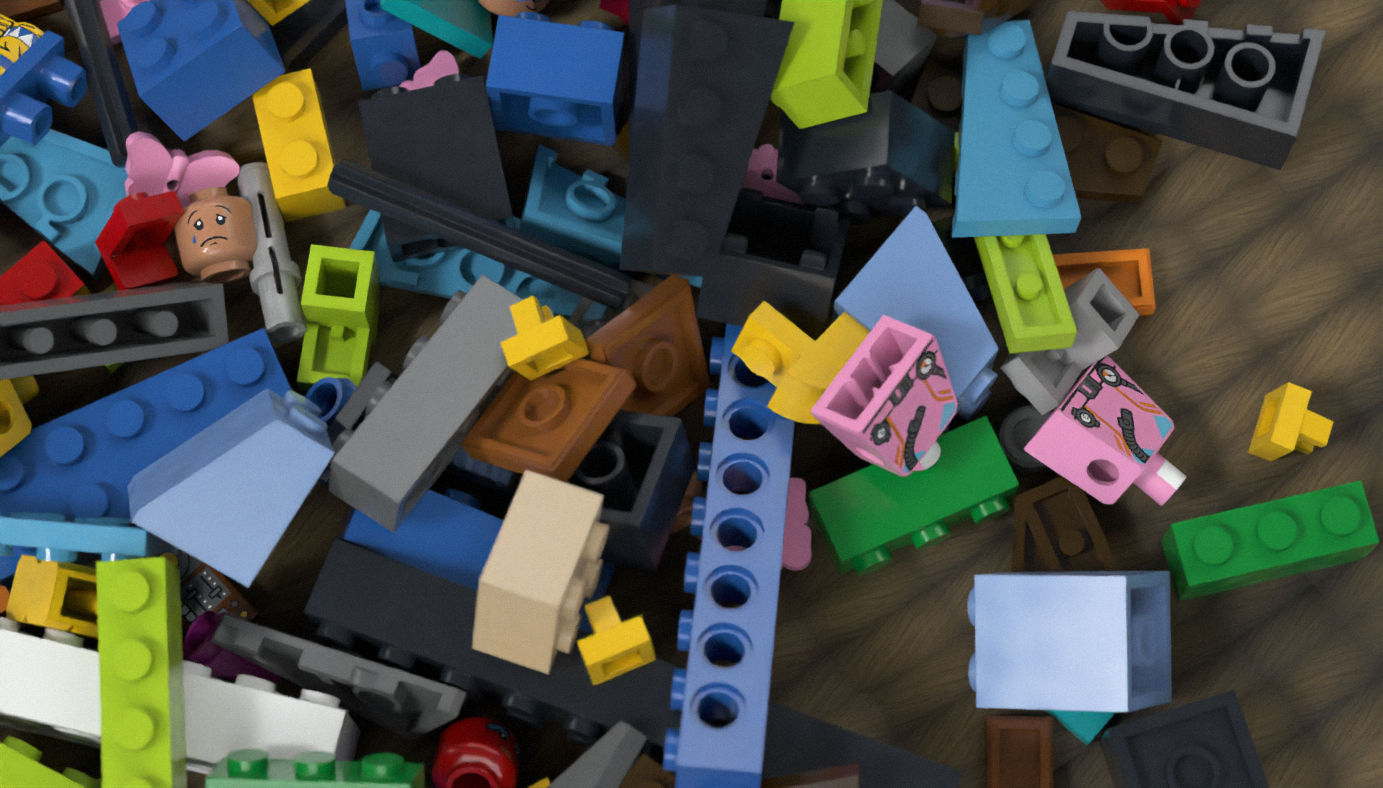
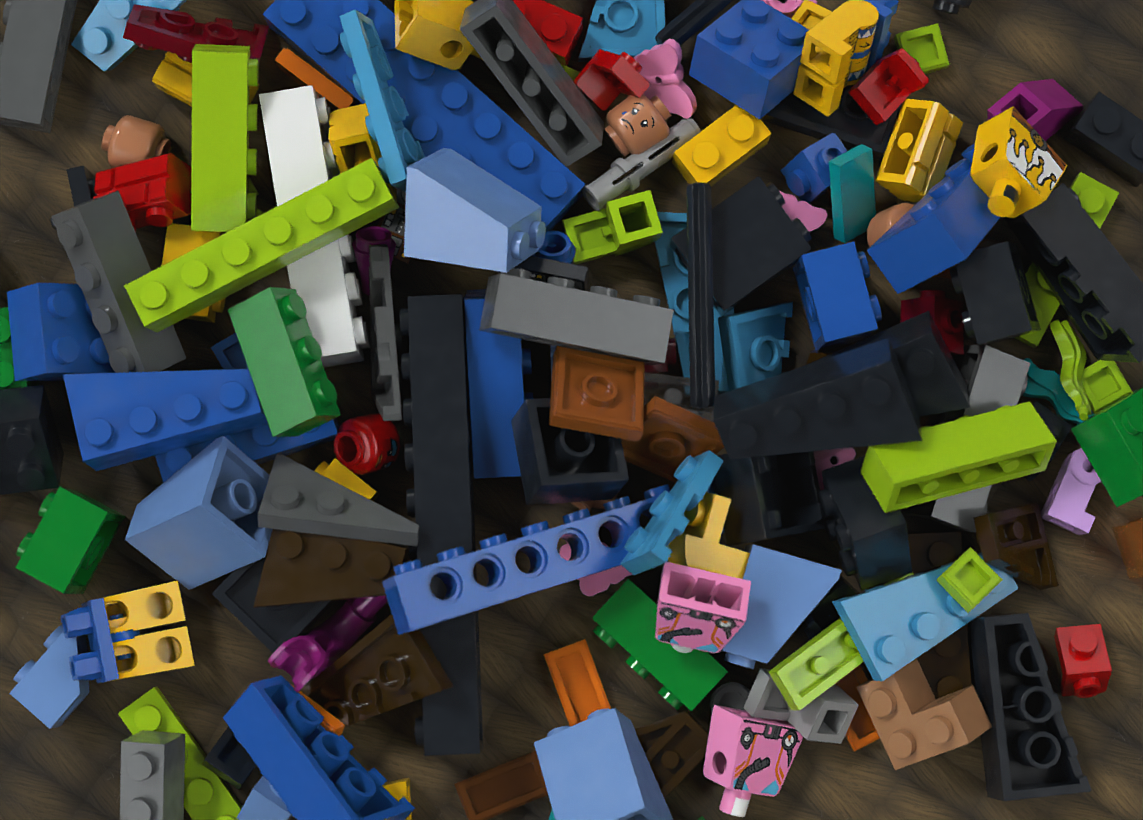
camera: 65 degrees right, 10 degrees up
(540, 573) = (484, 433): tan brick -> none
(542, 340) = (641, 368): yellow tile -> none
(615, 645) = (463, 501): yellow tile -> none
(752, 387) = (648, 546): none -> dark azure wing
(917, 627) = (576, 681): none -> orange tile
(994, 63) = (969, 579): none -> lime tile
(1155, 209) = (915, 722): none -> medium nougat brick

